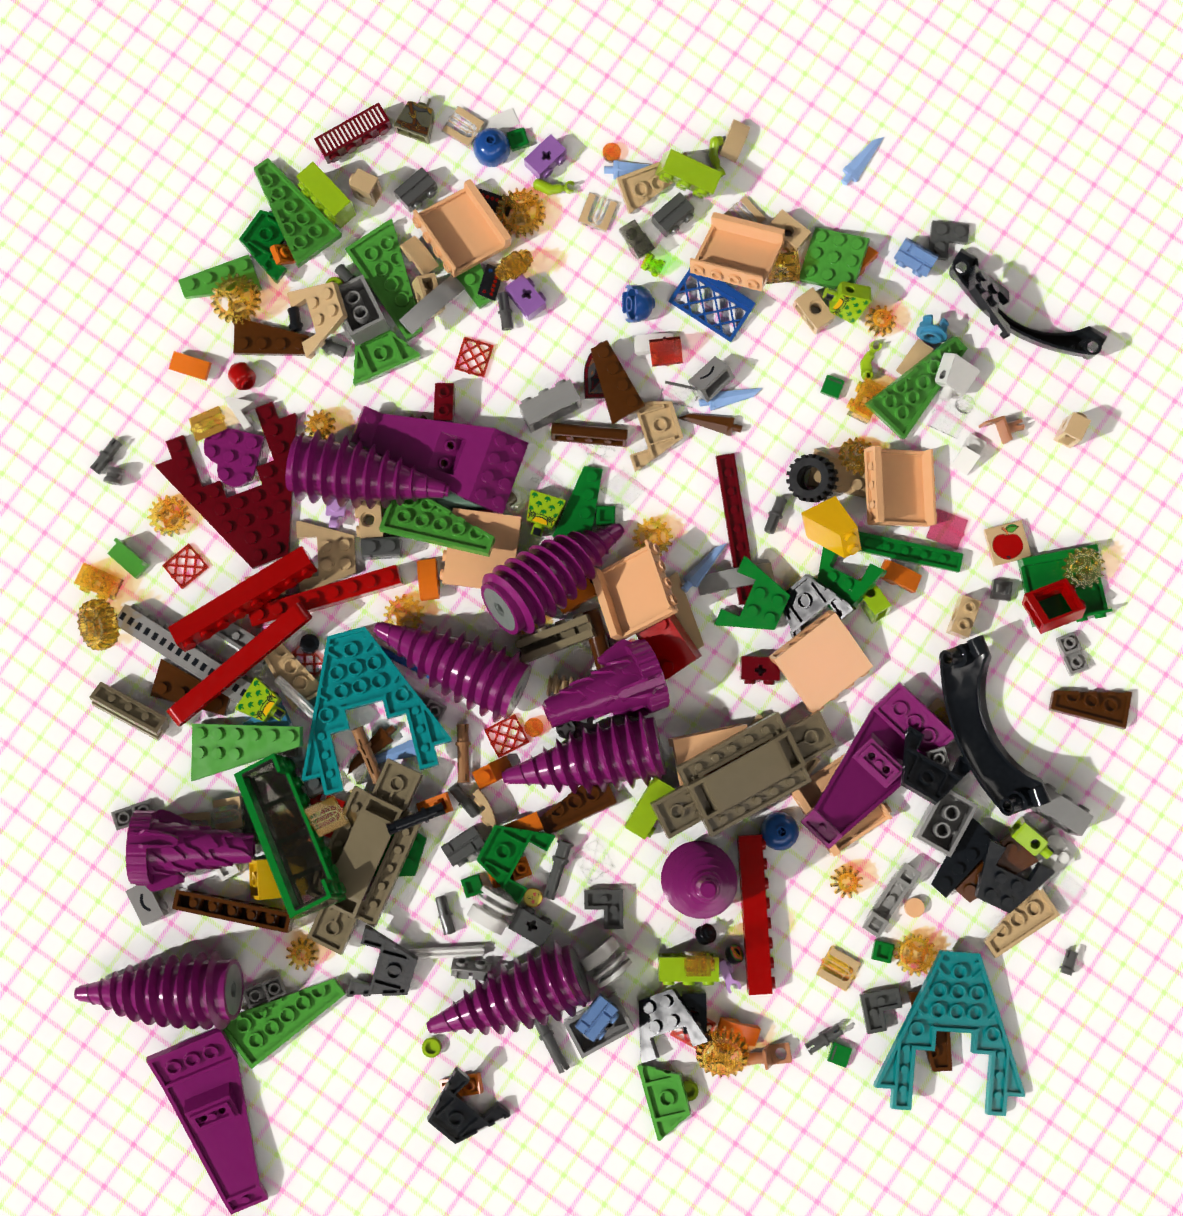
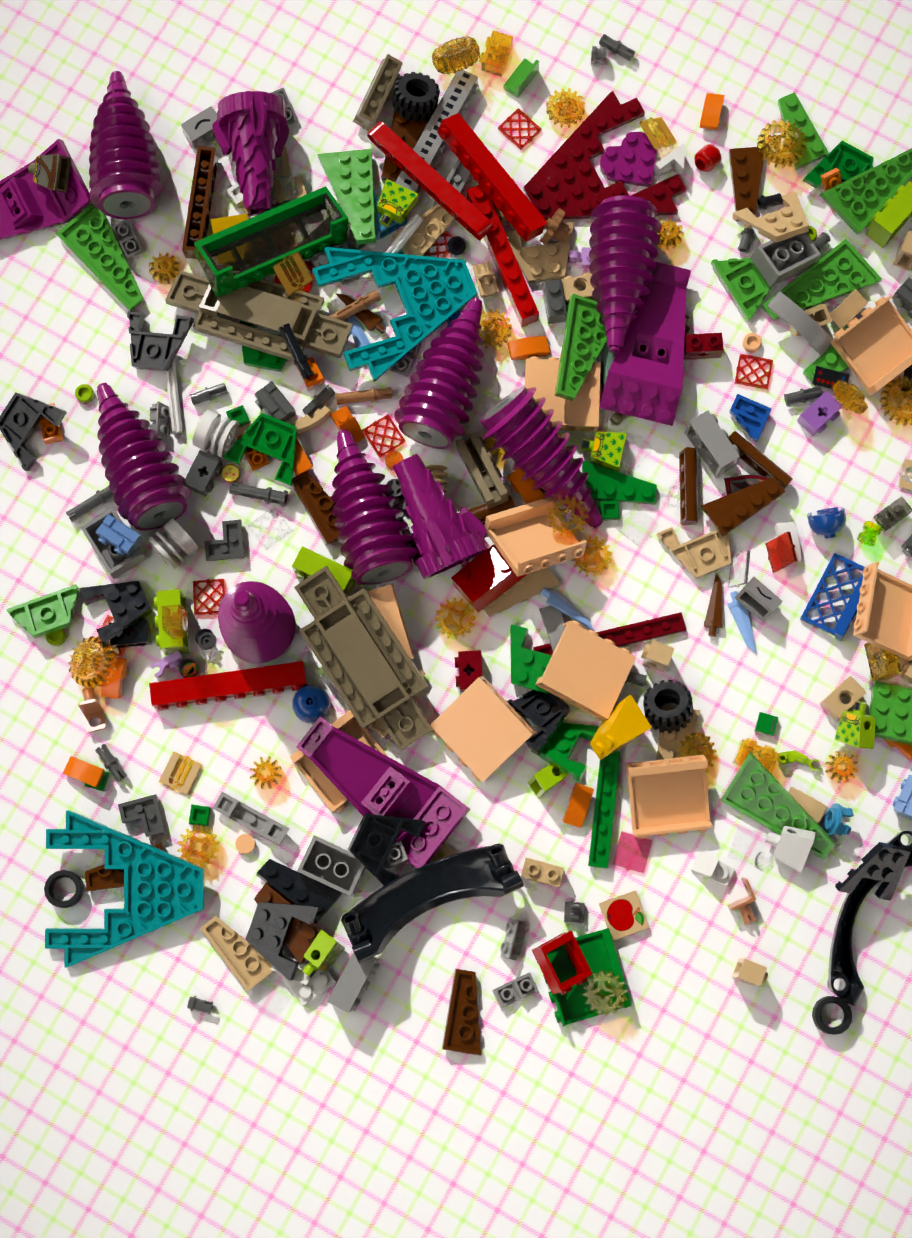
camera: 85 degrees right, 5 degrees down
(127, 669) = (415, 96): none -> black tyre
(184, 1070) = (51, 171): none -> torso
(304, 537) = (556, 228): none -> medium nougat plant
(350, 616) = (485, 279): none -> tan hips
(443, 355) = (751, 342): none -> light nougat tile
(521, 365) = (750, 415): none -> blue wing
(569, 362) = (758, 460): none -> reddish brown brick
(609, 558) = (579, 521): none -> clear yellow gear
(674, 928) = (195, 597): none -> clear red window
(702, 670) = (463, 614): none -> clear yellow gear
(761, 483) = (657, 655): none -> tan brick
(771, 552) = (587, 670): none -> light nougat panel
(832, 1067) = (83, 771): none -> orange slope
(963, 1094) = (48, 889): none -> black tyre
(1032, 654) = (510, 948): none -> light grey hinge
(1127, 355) = (816, 1012): none -> black tyre

